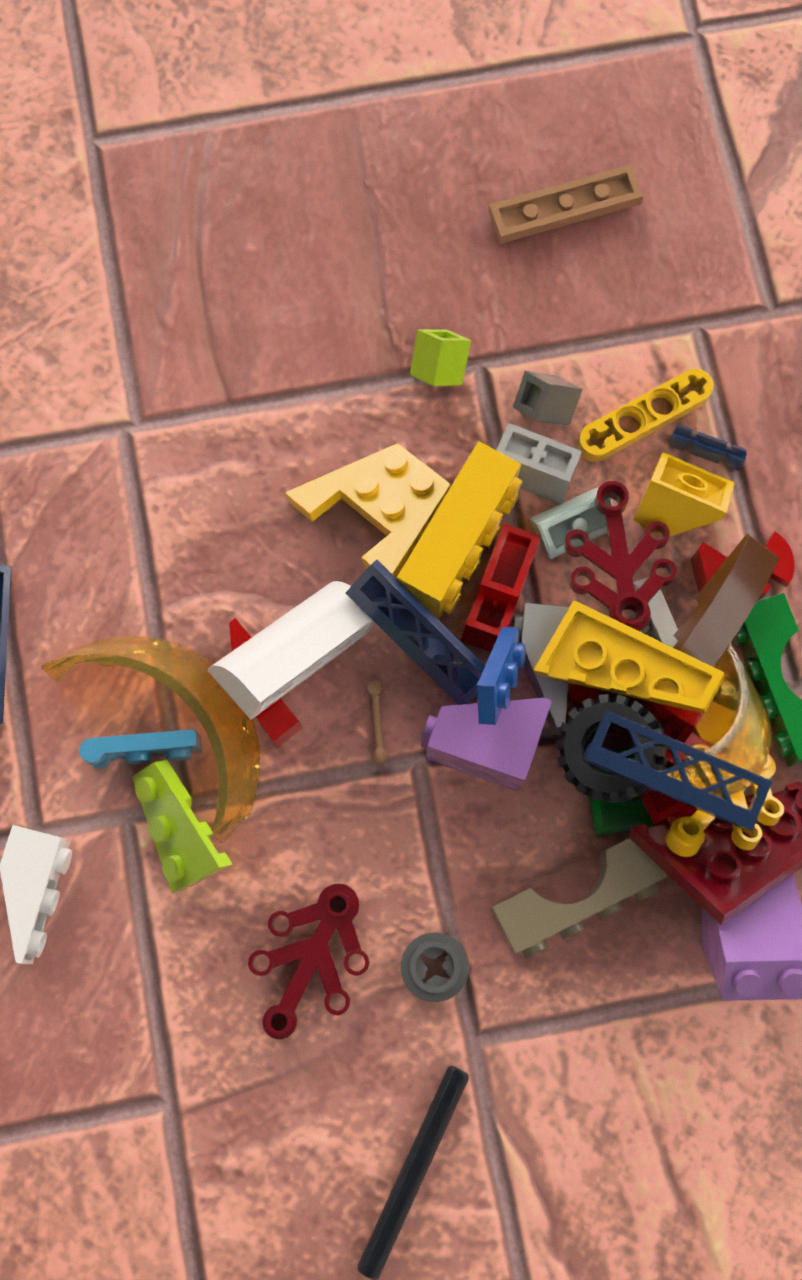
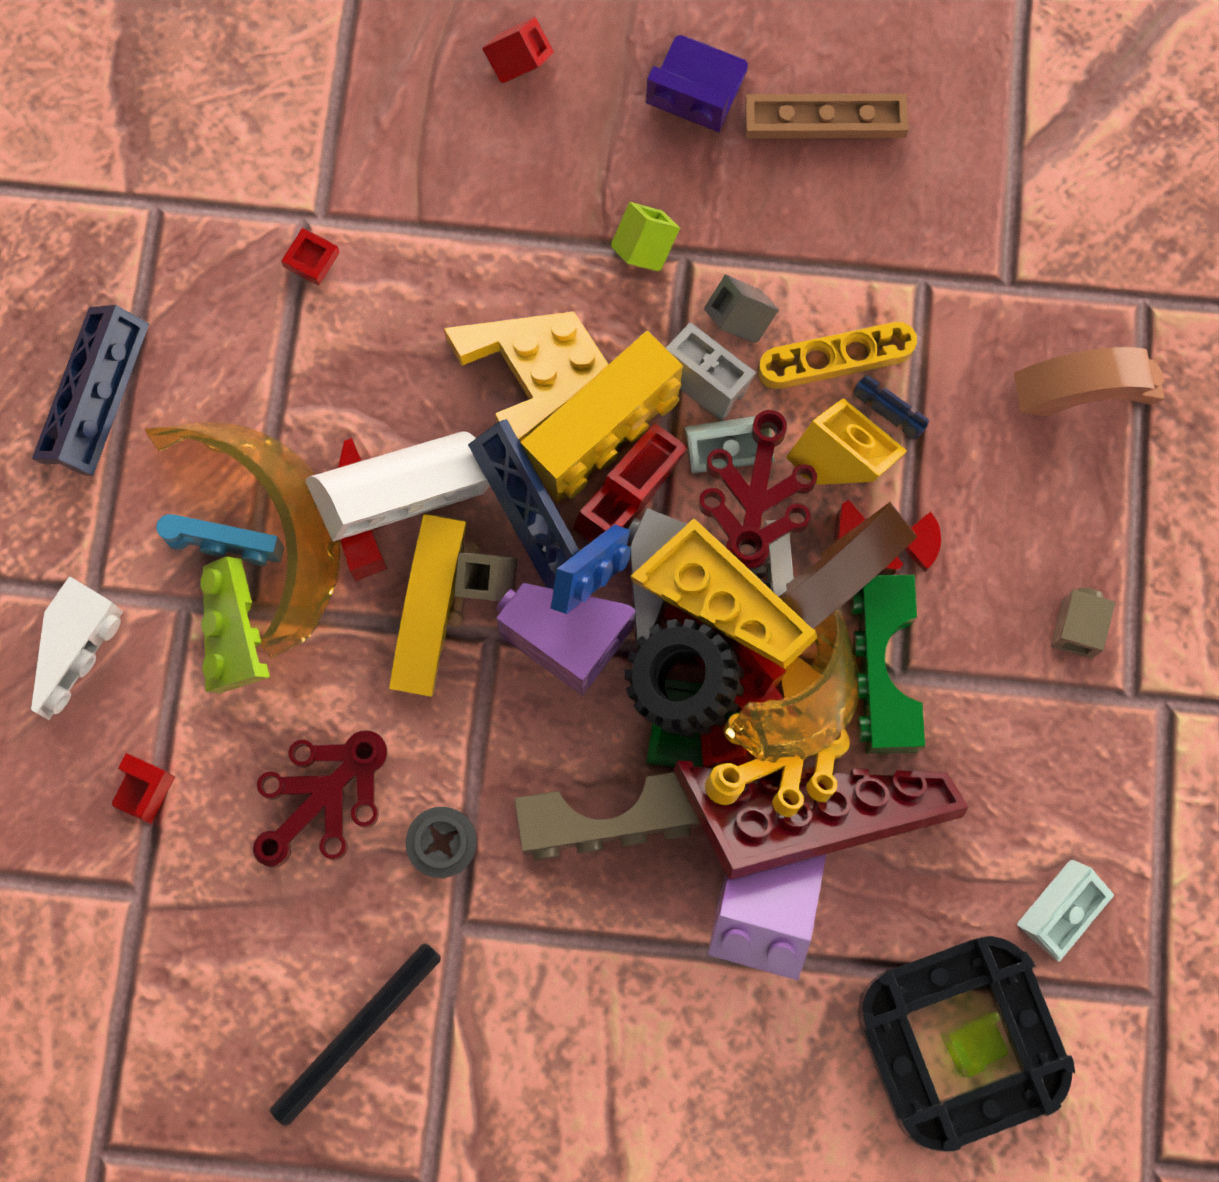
camera: 15 degrees right, 0 degrees up
(140, 1003) = (141, 788): none -> red panel
(141, 462) = (310, 256): none -> red plate
(271, 221) = (518, 50): none -> red panel
(352, 751) = (427, 605): none -> yellow slope
(398, 709) = (484, 576): none -> dark tan brick
(441, 206) = (696, 82): none -> dark purple bracket
(671, 787) = (720, 726): dark blue fence -> none

